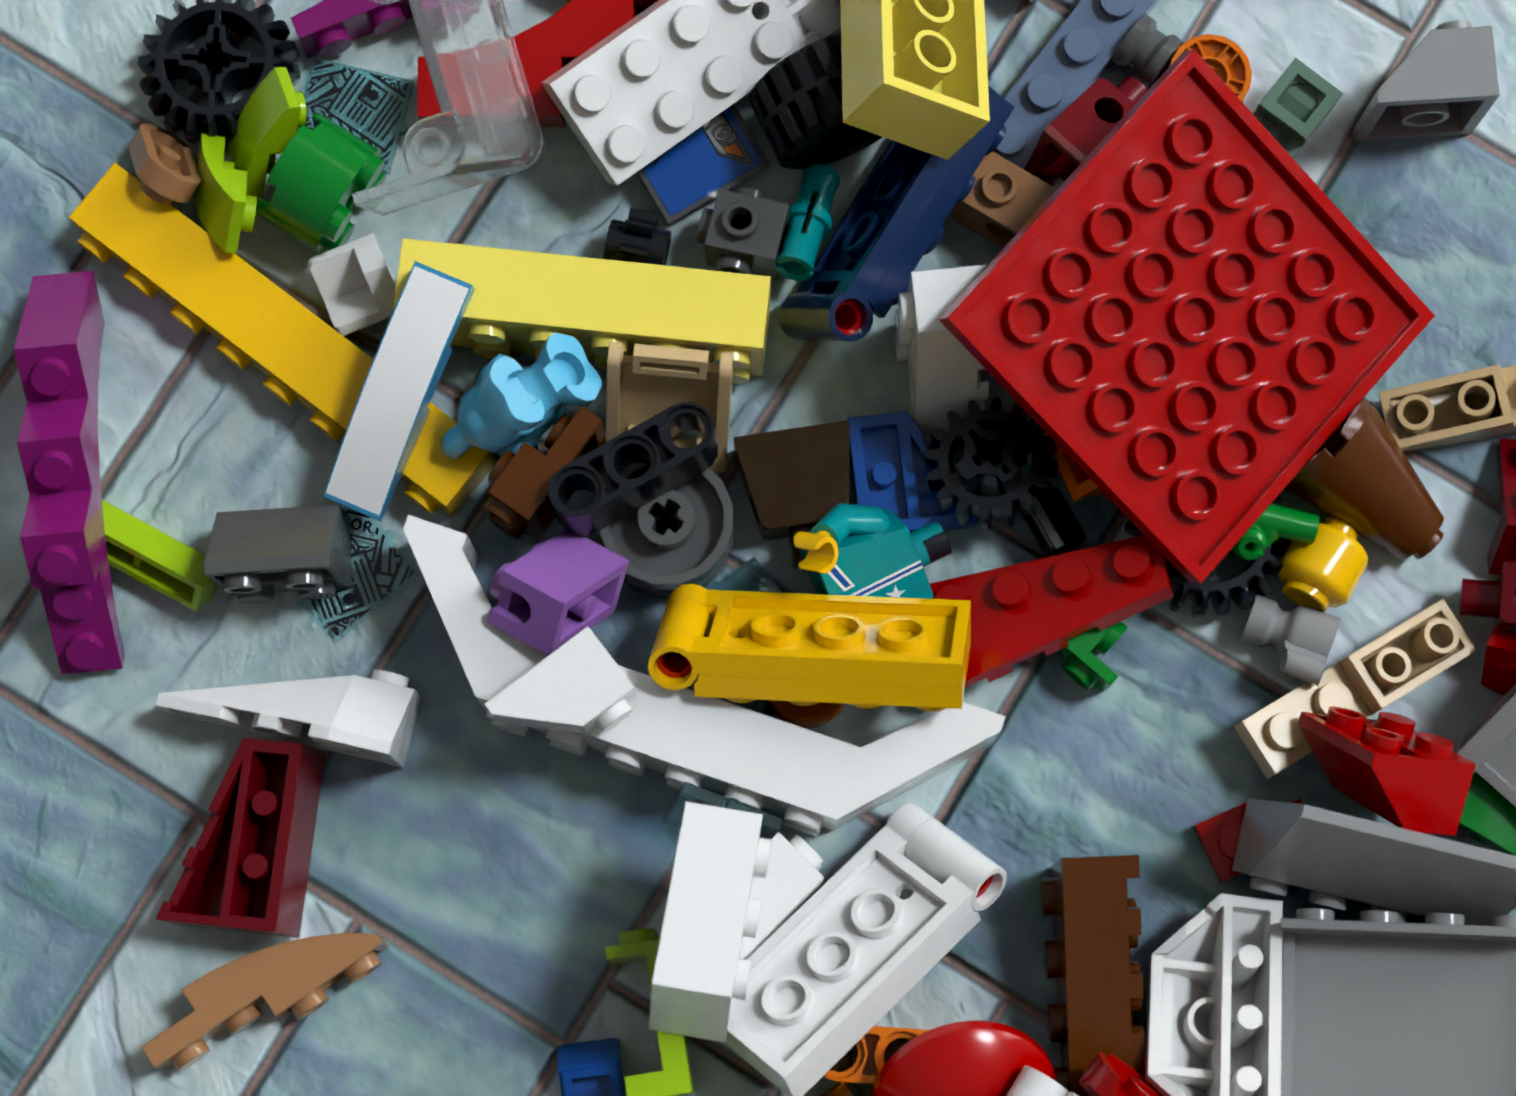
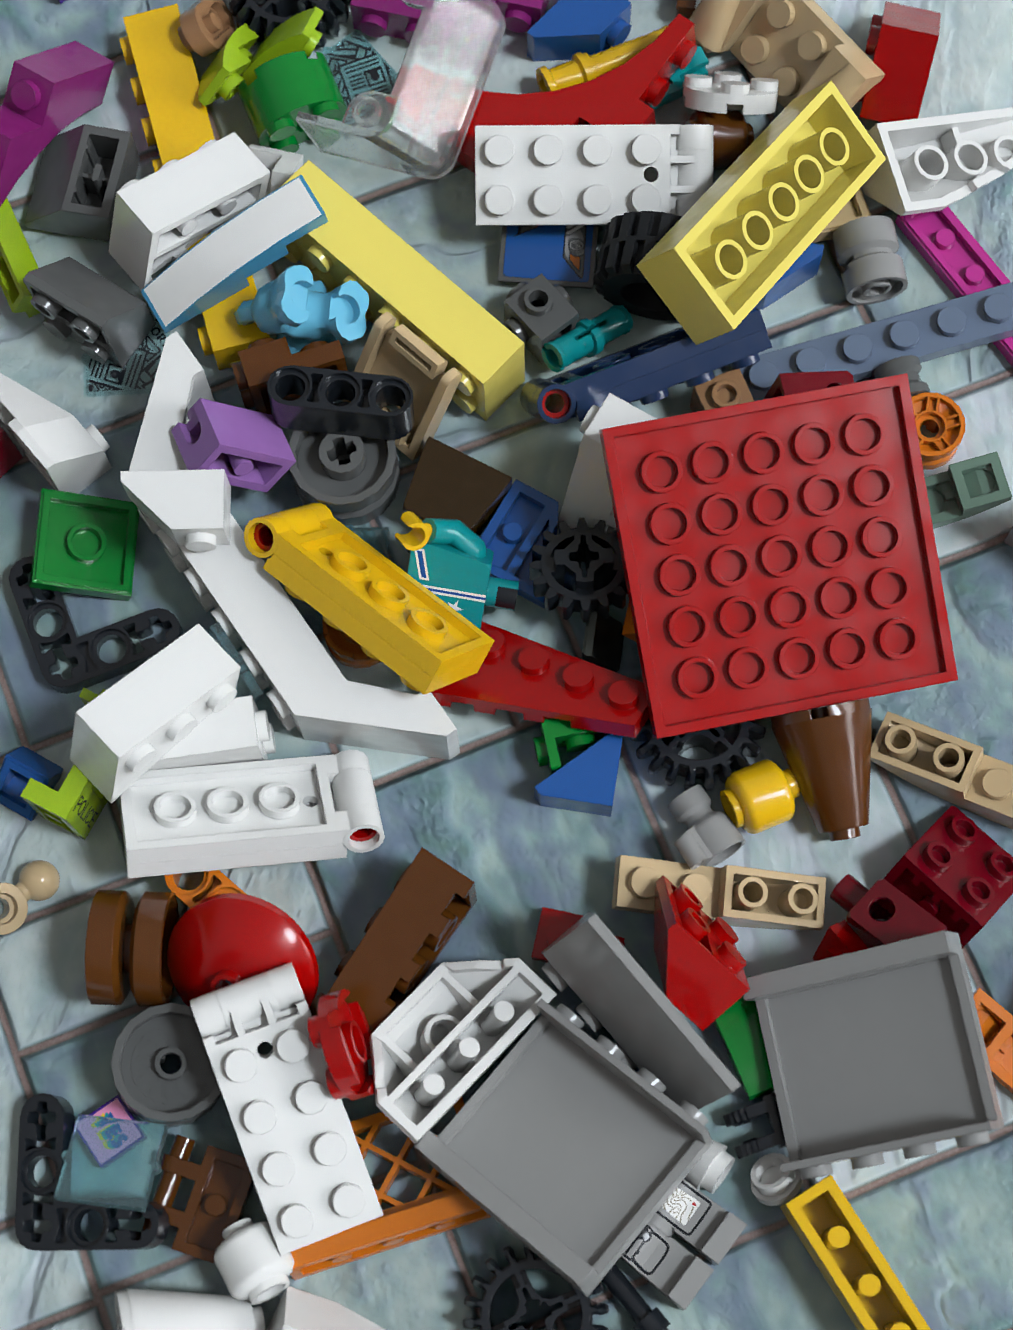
camera: 40 degrees right, 5 degrees down
(163, 424) = (81, 181): none -> dark grey slope
(306, 376) = (182, 203): none -> white wedge
(465, 798) = (84, 545): none -> green plate
(547, 901) = (86, 648): none -> black beam
(638, 239) = (469, 273): black gear -> none
(1147, 670) = (586, 781): none -> blue slope
(1274, 524) = (737, 739): green arm -> none

